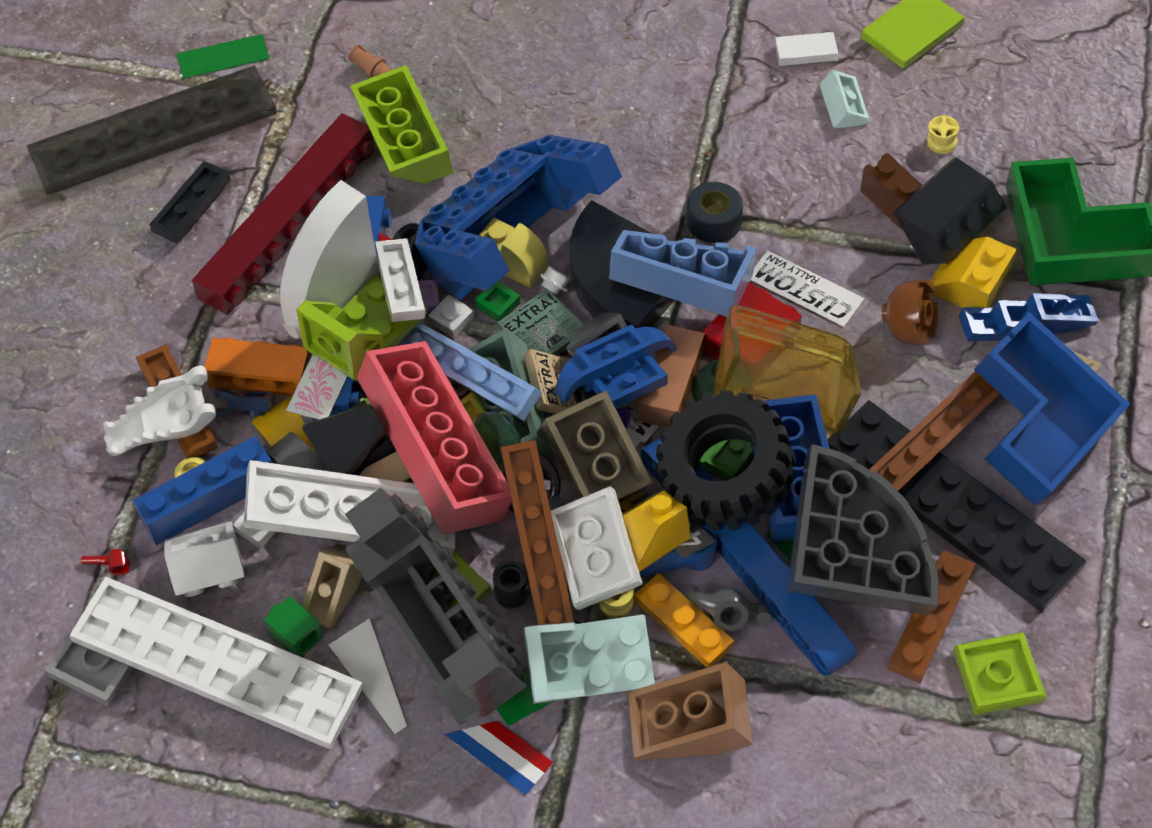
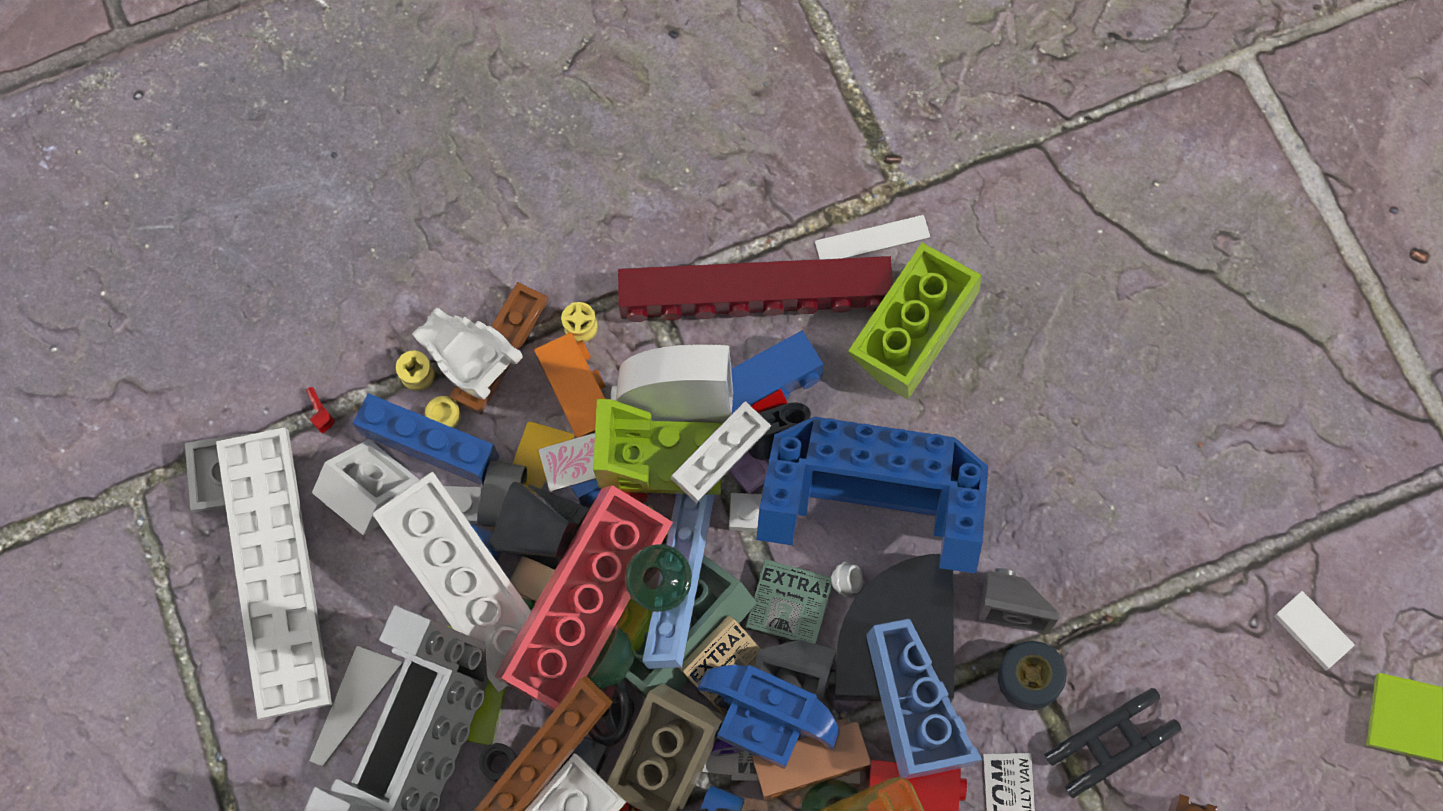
camera: 60 degrees right, 15 degrees up
(140, 479) = (417, 378): none -> light yellow wheel
(151, 129) = (767, 107): clear smoke plate -> none
(190, 202) = (710, 199): black plate -> none
(206, 329) = (577, 315): none -> light yellow wheel
(222, 56) = (897, 98): green sticker -> none
(253, 402) = (536, 407): dark blue plate -> none
(293, 627) = (345, 608): green brick -> none
(314, 126) = (873, 238): none -> white sticker
(331, 585) = (410, 598): tan slope -> none
(368, 62) = (977, 240): nougat pin -> none
(465, 359) = (675, 577): none -> clear green piece
(498, 301) = (791, 553): green plate -> none
(520, 250) = (848, 519): light yellow brick -> none
(658, 188) = (1015, 603): none -> flat silver slope
(784, 204) = (1090, 736): none -> black piece
(843, 100) = (1275, 711): light aqua slope -> none

